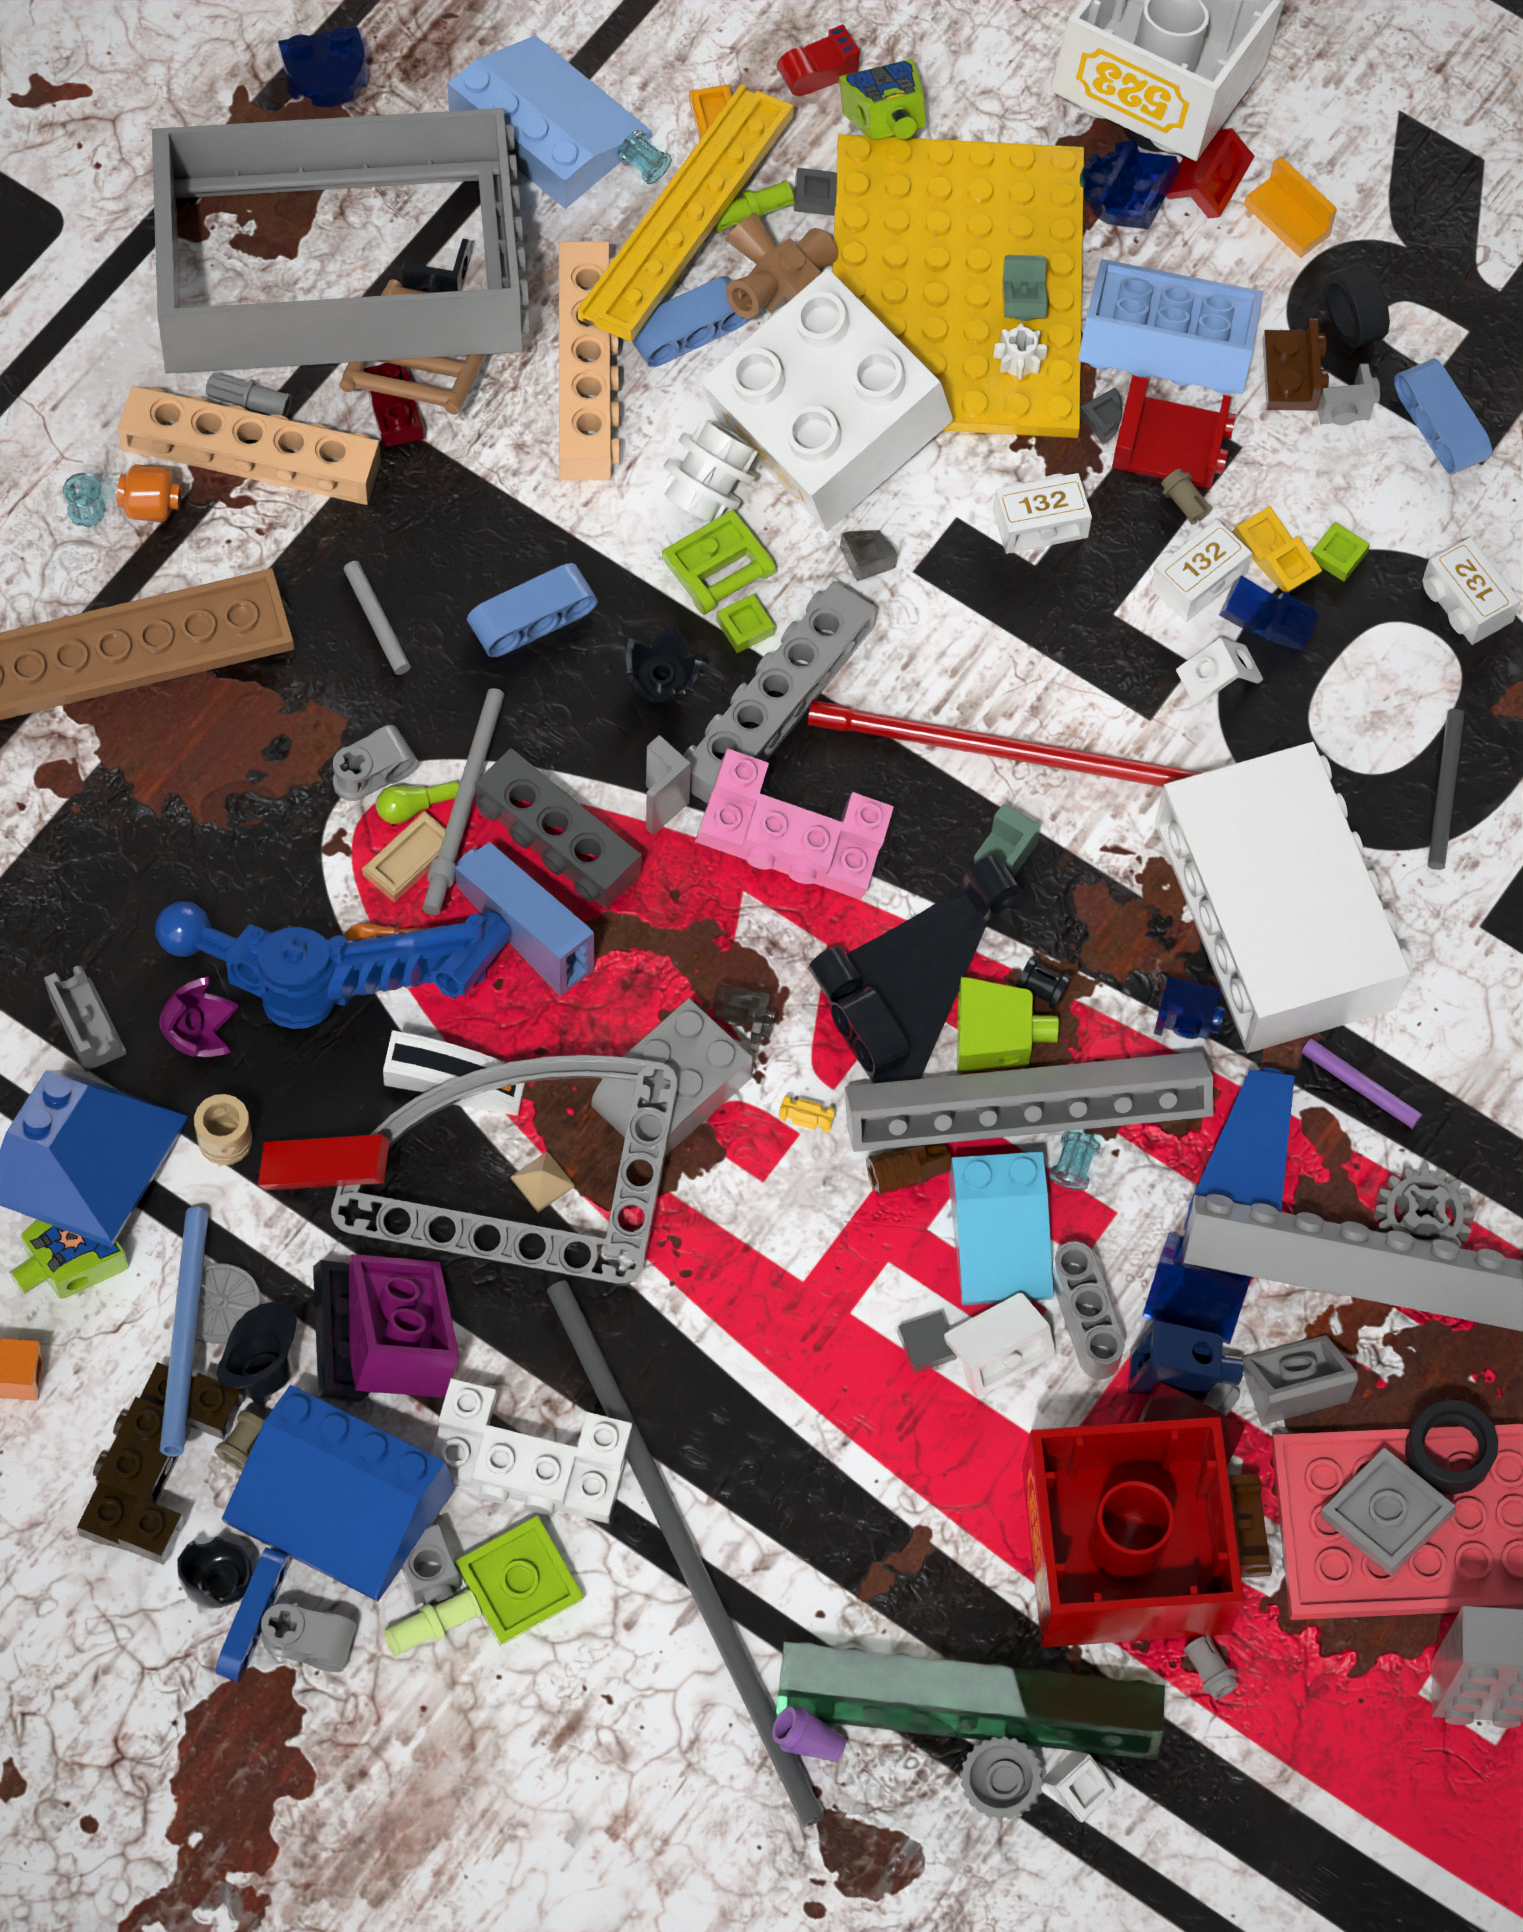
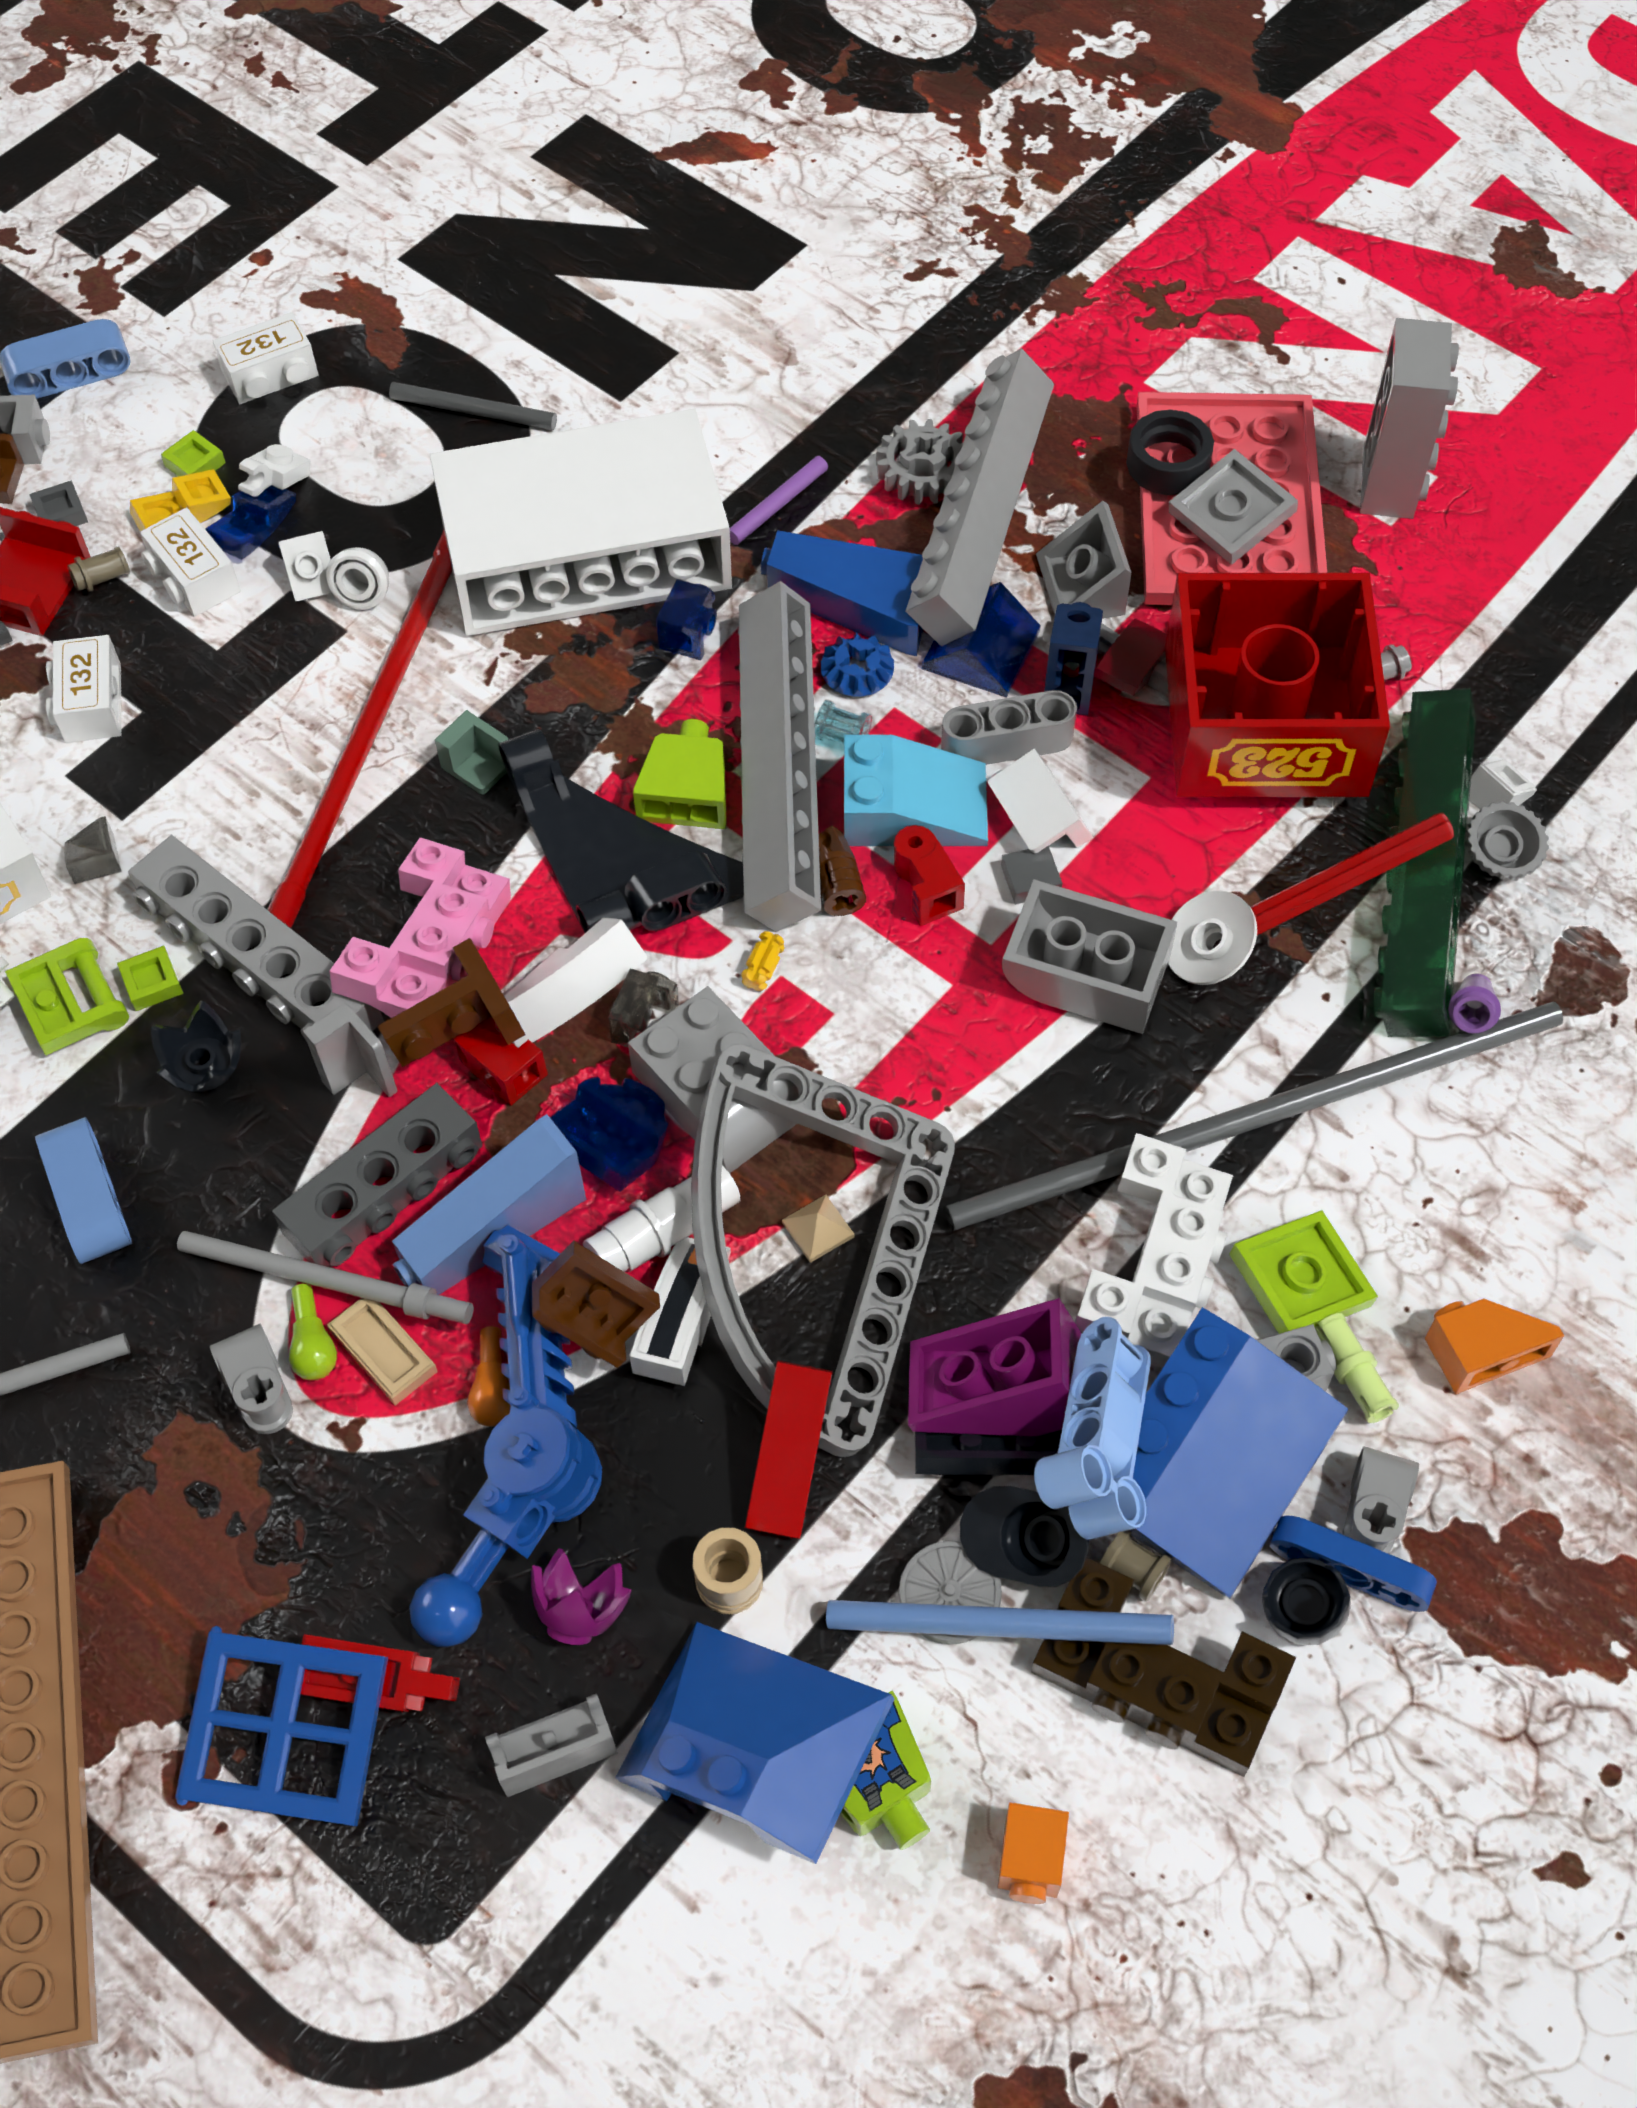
camera: 80 degrees left, 5 degrees down
(44, 830) = (281, 1728): none -> blue window
(132, 886) = (405, 1680): none -> red hinge
(331, 1384) = (1100, 1435): none -> light blue piece
(424, 990) = (592, 1303): none -> reddish brown bracket
(459, 1730) = (1487, 1342): none -> orange slope
(524, 1039) = (653, 1225): none -> white piece
(617, 1002) = (614, 1129): none -> clear blue slope
(681, 901) = (501, 1066): none -> red leg
(714, 872) = (452, 1011): none -> reddish brown bracket
(759, 950) = (574, 978): none -> white slope
(823, 1384) = (1088, 955): none -> light grey brick
(860, 1497) = (1200, 925): none -> white dish
(913, 1247) = (933, 877): none -> red leg
(931, 1610) = (1352, 872): none -> red axle
(1044, 982) = (639, 735): black bush -> none
(1156, 1190) = (852, 679): none -> blue gear
(1201, 716) = (358, 578): none -> white brick
(1260, 449) = (59, 504): none -> dark grey tile
(1329, 620) = (273, 466): none -> white plate

